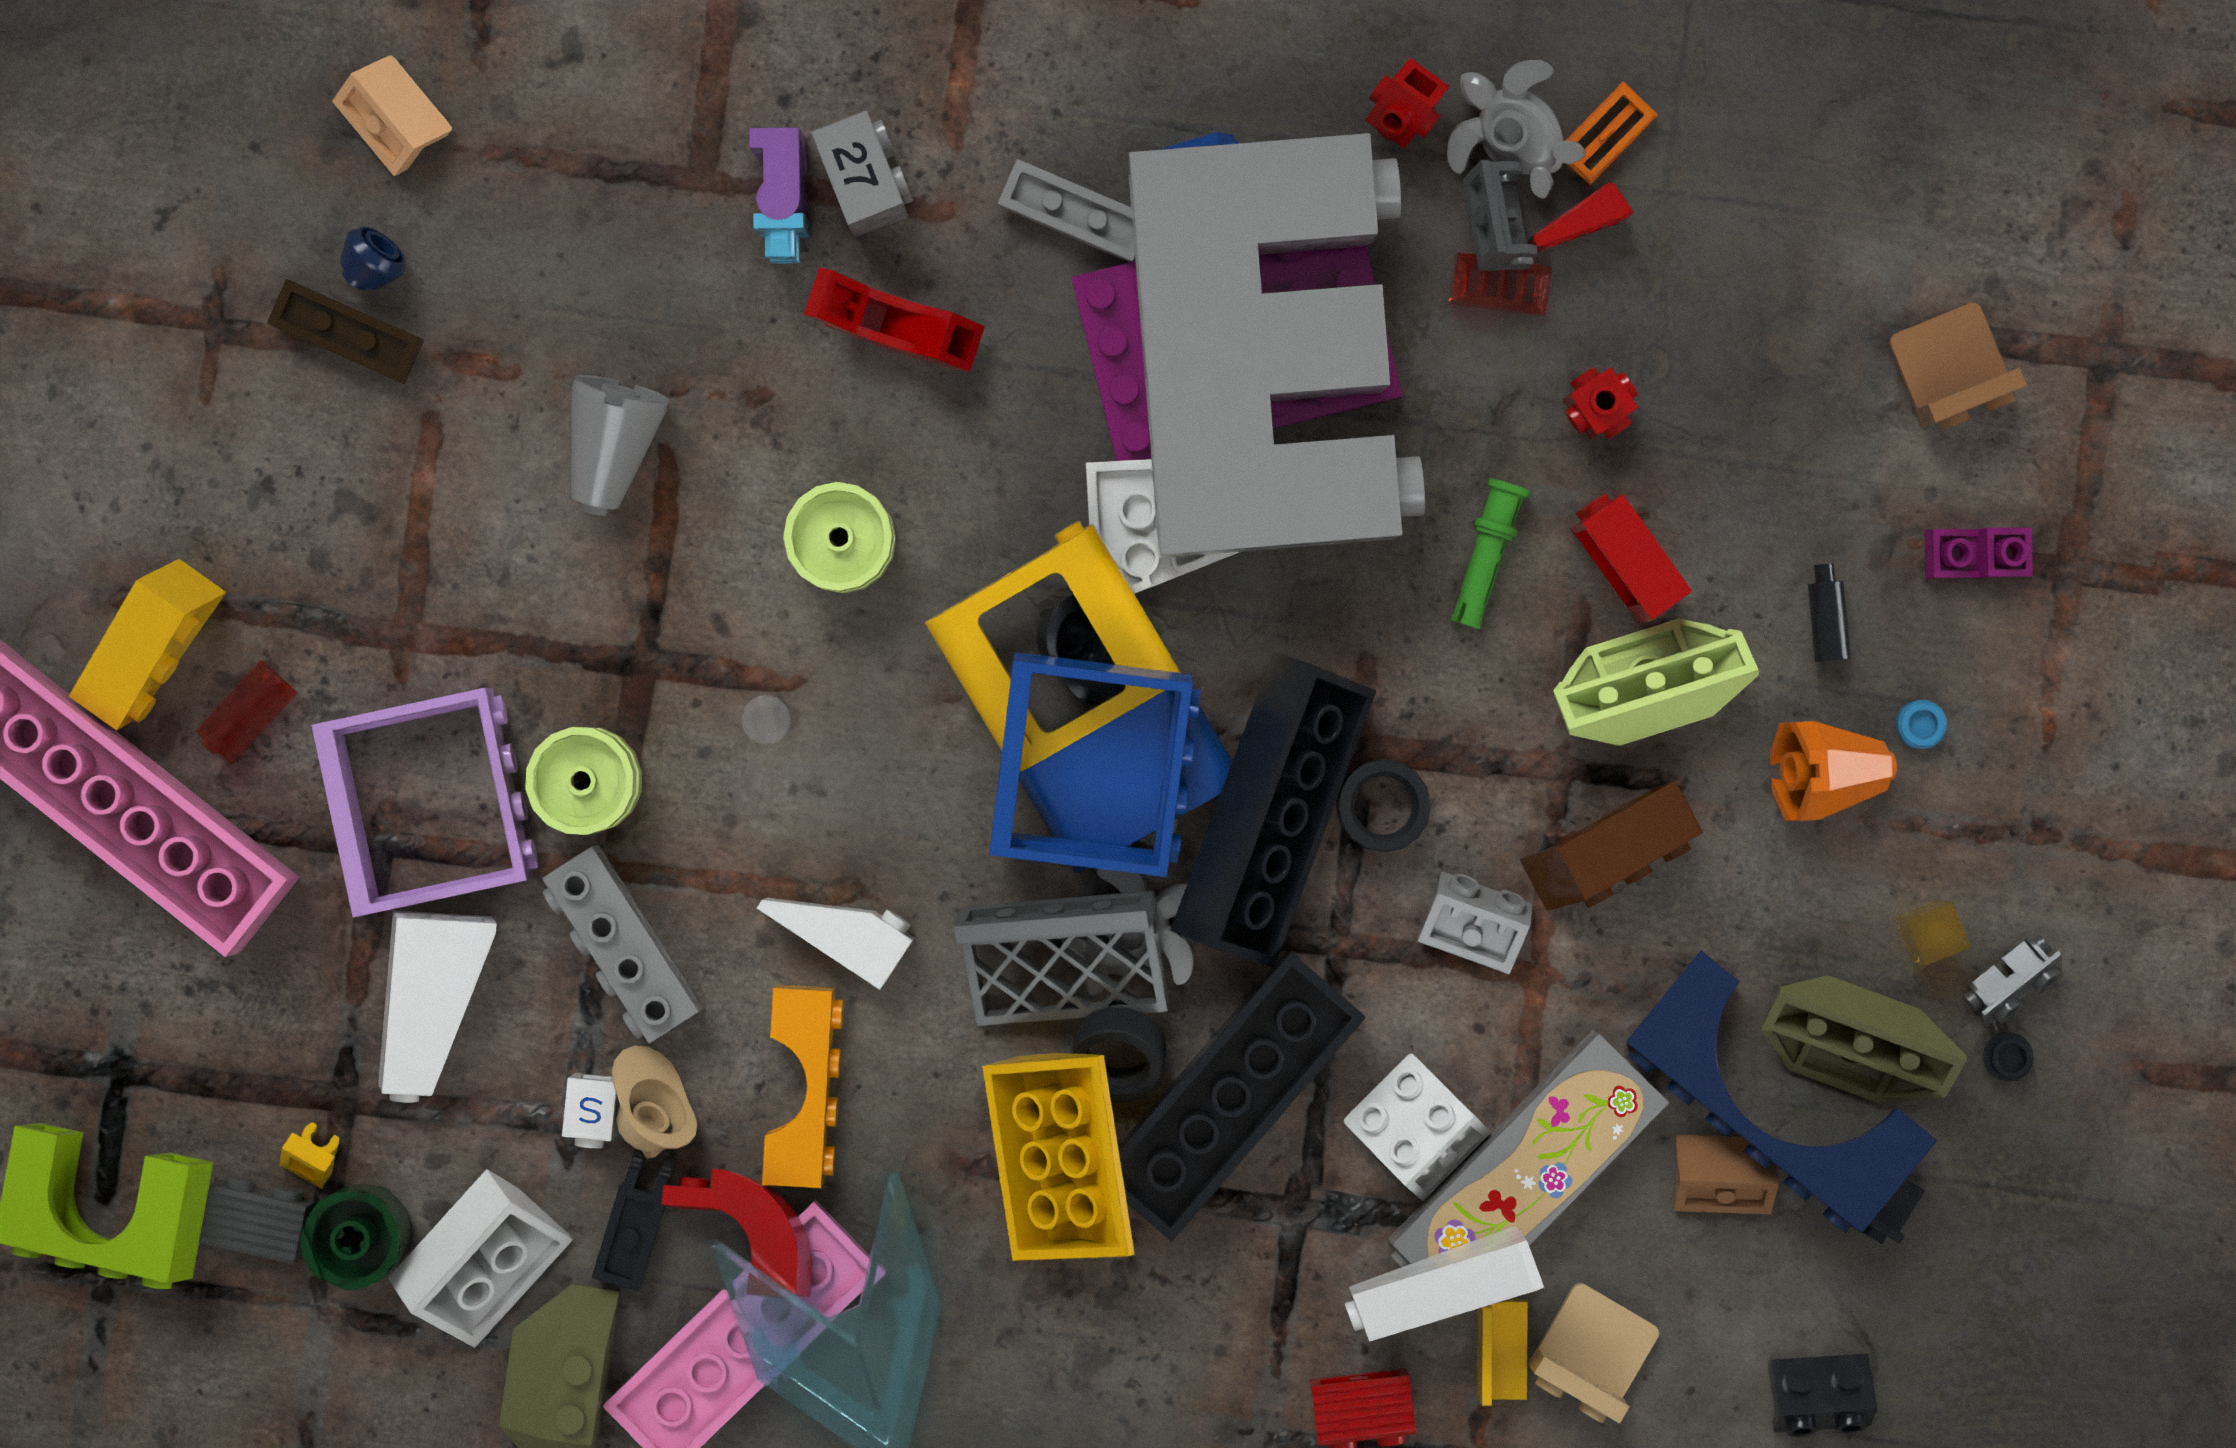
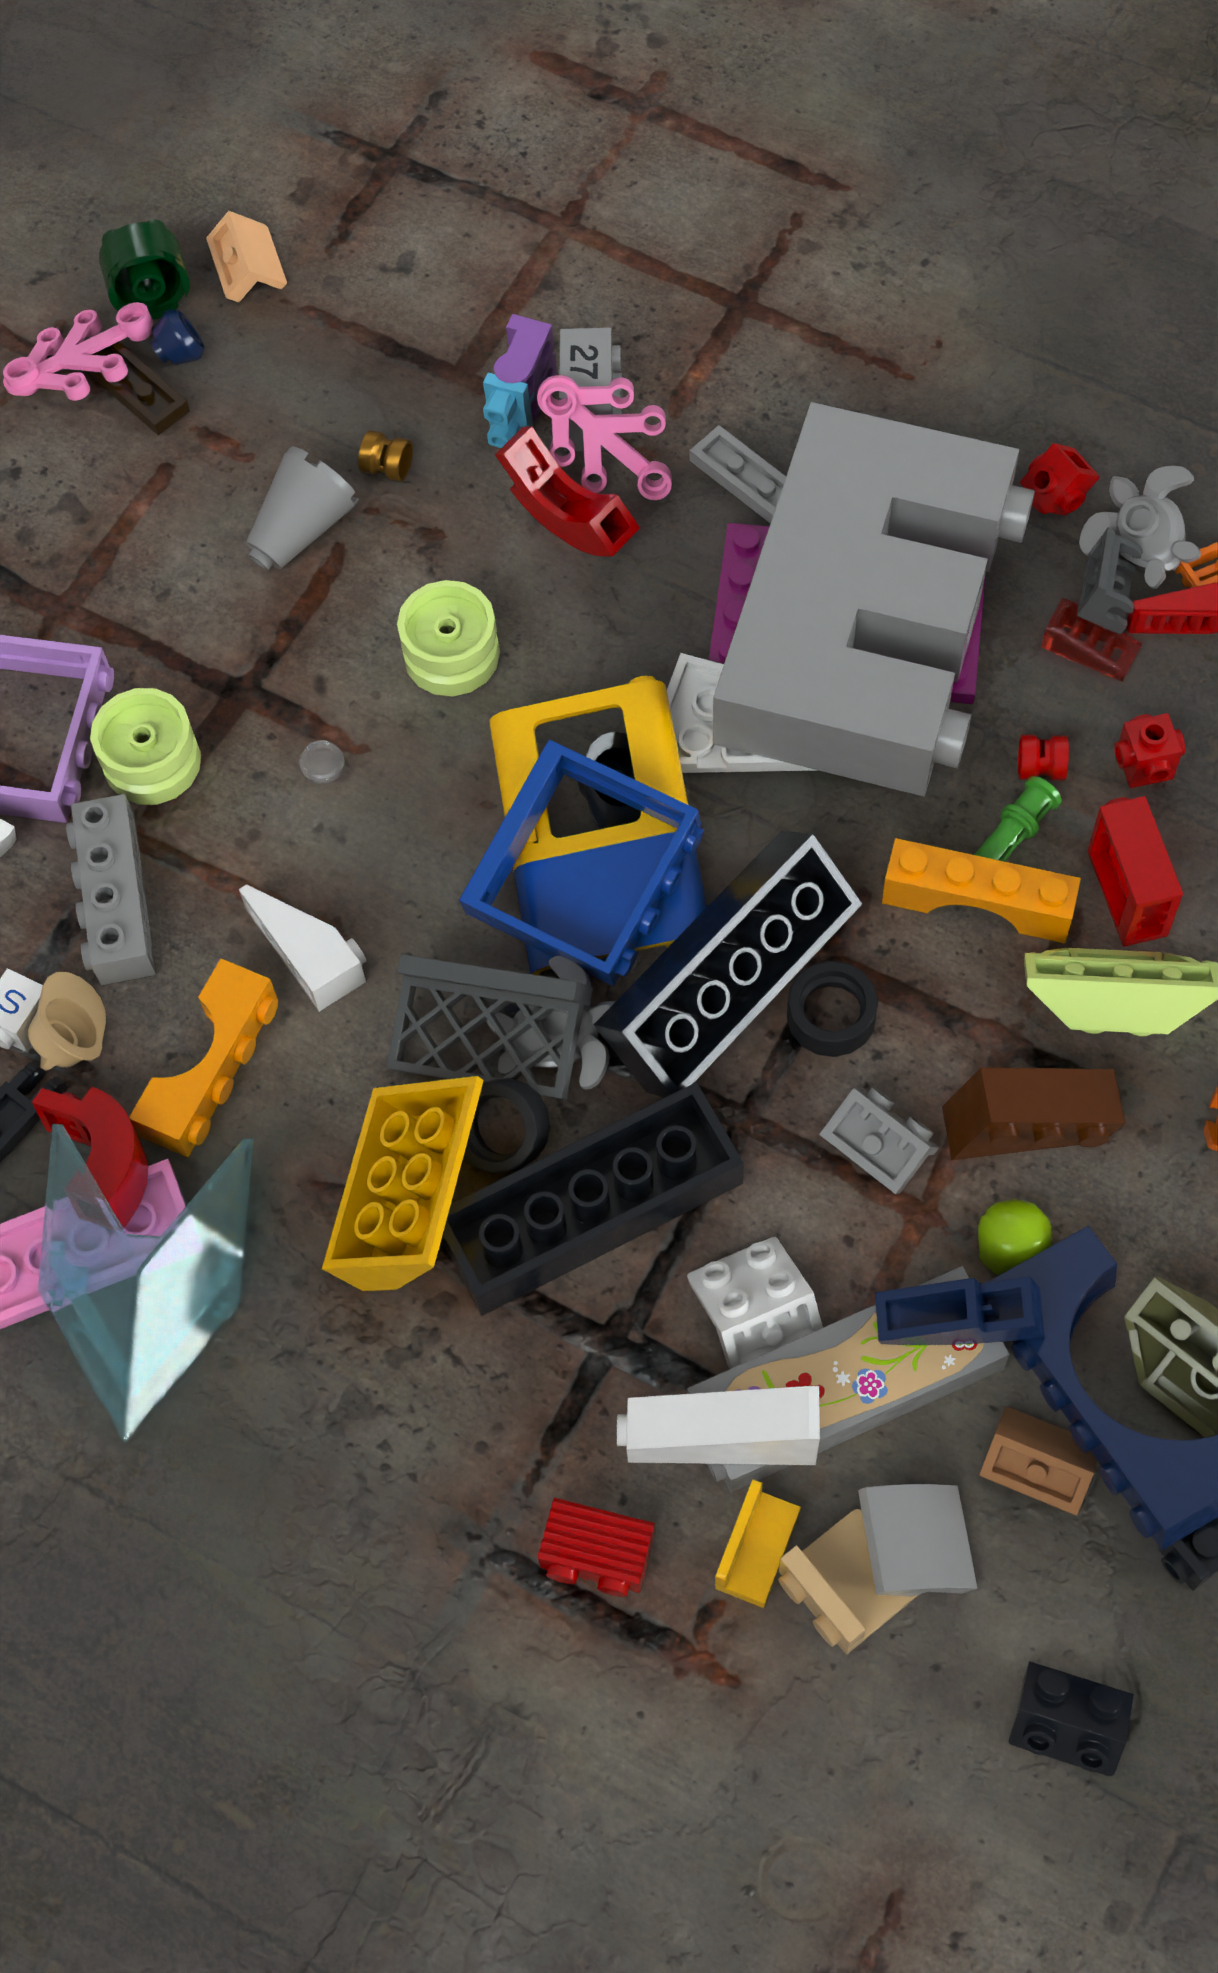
camera: 25 degrees right, 25 degrees down
(265, 324) = (28, 374): none -> bright pink plant
(292, 188) = (144, 266): none -> dark green brick
(662, 334) = (385, 455): none -> pearl gold wheel
(856, 232) = (602, 431): none -> bright pink plant
(1485, 627) = (1029, 898): none -> light orange arch
(1506, 445) = (1043, 757): none -> red wheel
(1615, 1090) = (960, 1312): none -> dark blue slope
(1632, 972) = (1012, 1234): none -> lime hair
(1641, 1297) = (917, 1539): none -> light grey slope

